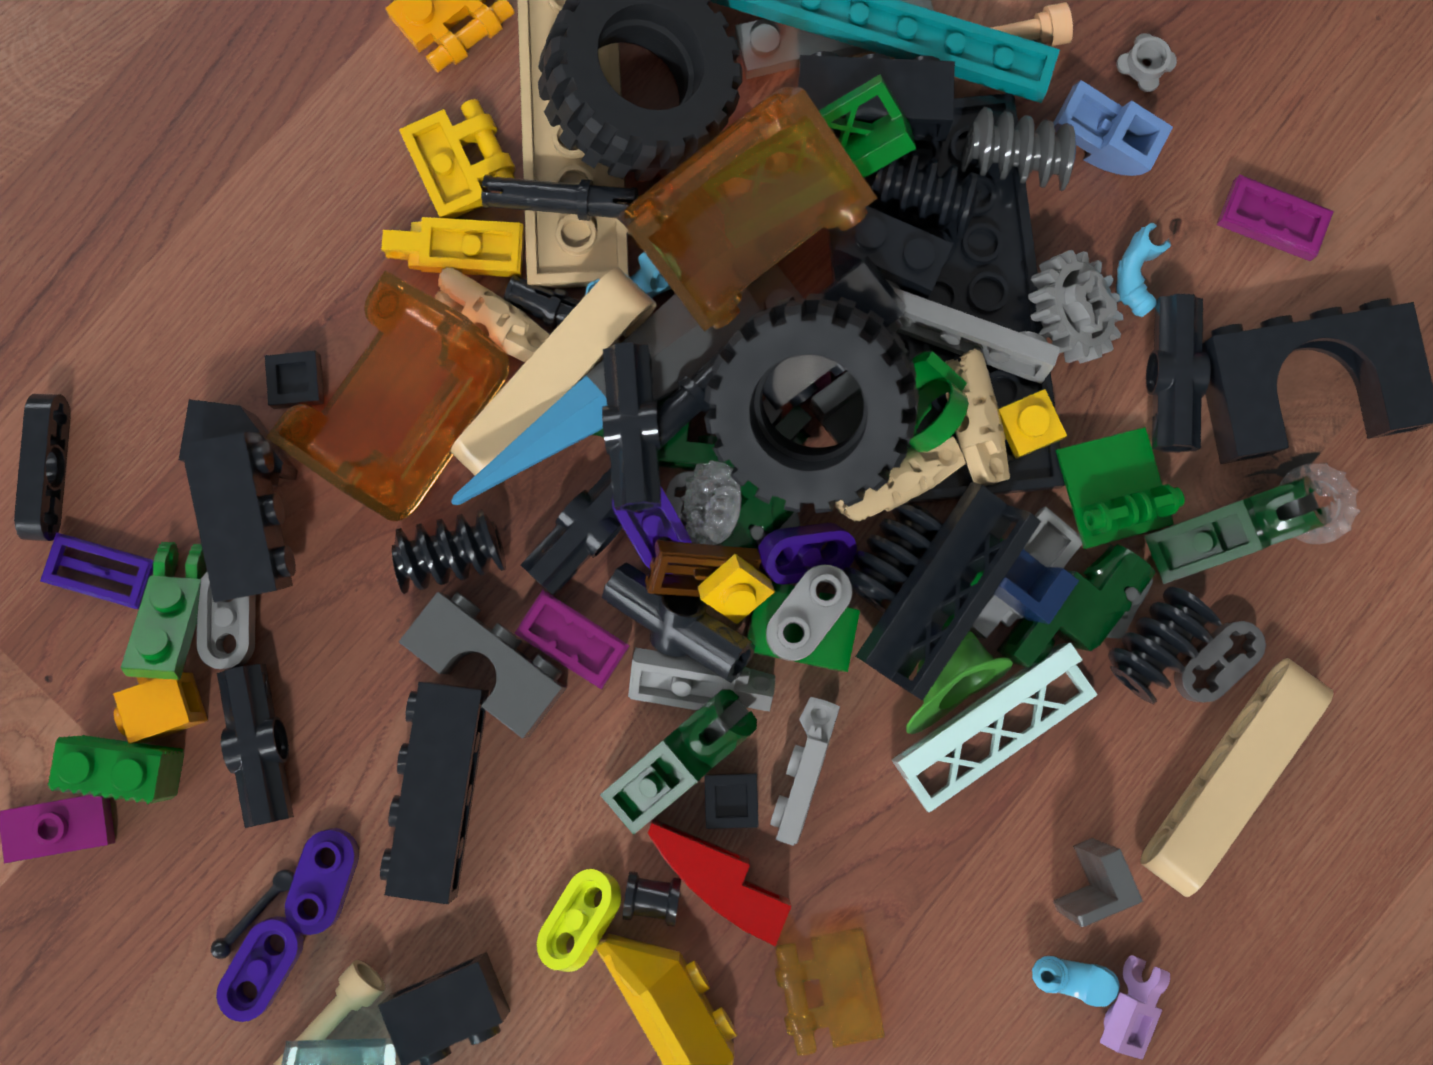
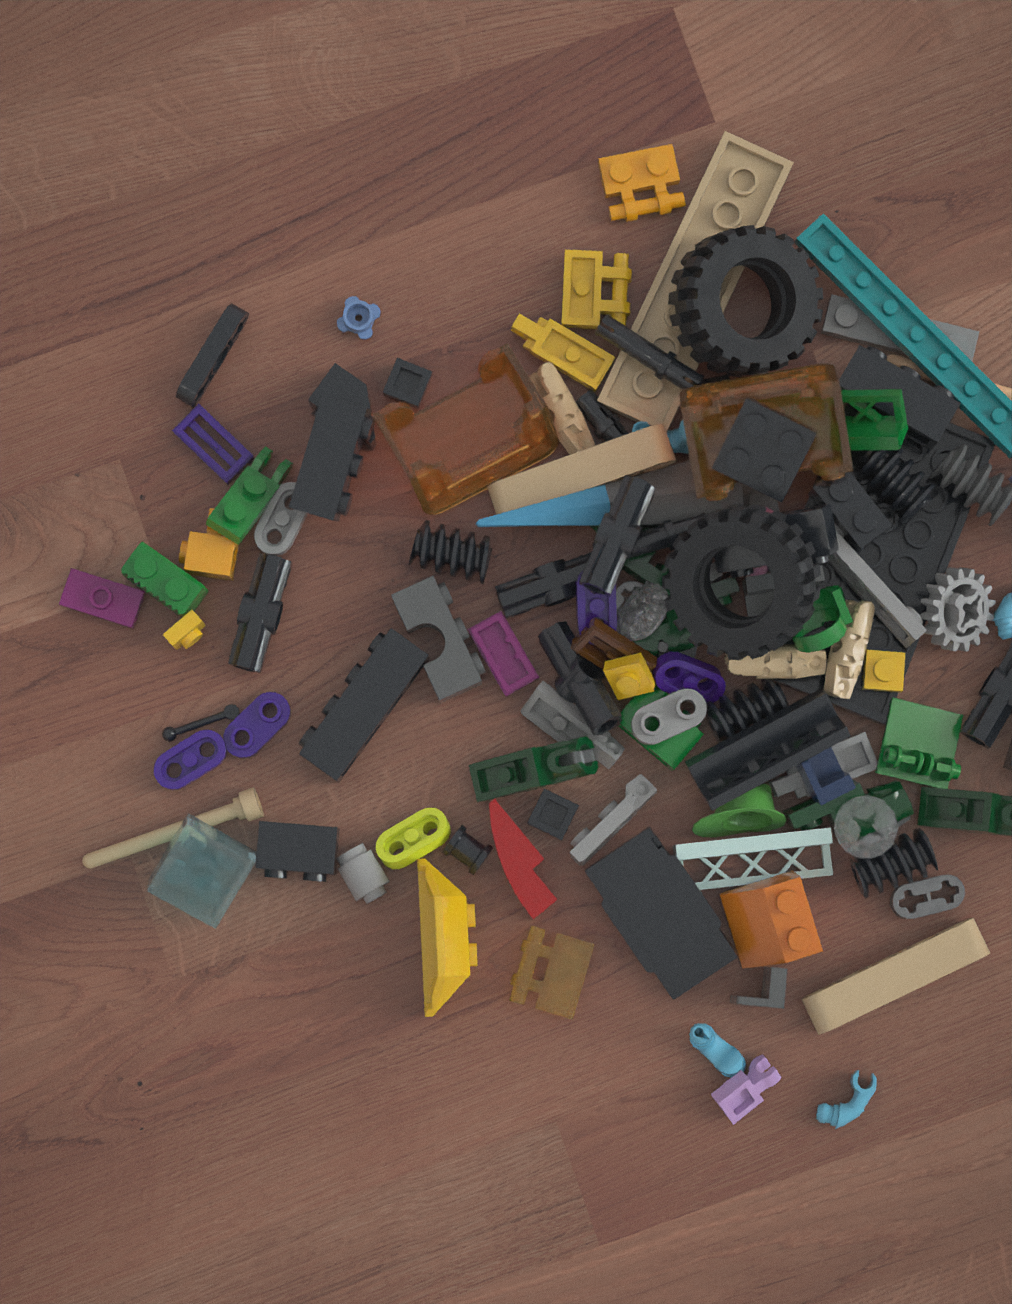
camera: 25 degrees right, 0 degrees up
(173, 815) = (185, 631): none -> yellow plate
(184, 329) = (356, 307): none -> medium blue plate
(540, 997) = (362, 874): none -> light grey brick
(755, 229) = (764, 449): none -> black plate
(923, 852) = (661, 913): none -> black piece
(1059, 791) = (771, 921): none -> orange slope
(1097, 637) = (848, 831): none -> clear gear
(1266, 973) = (844, 1113): none -> medium azure piece

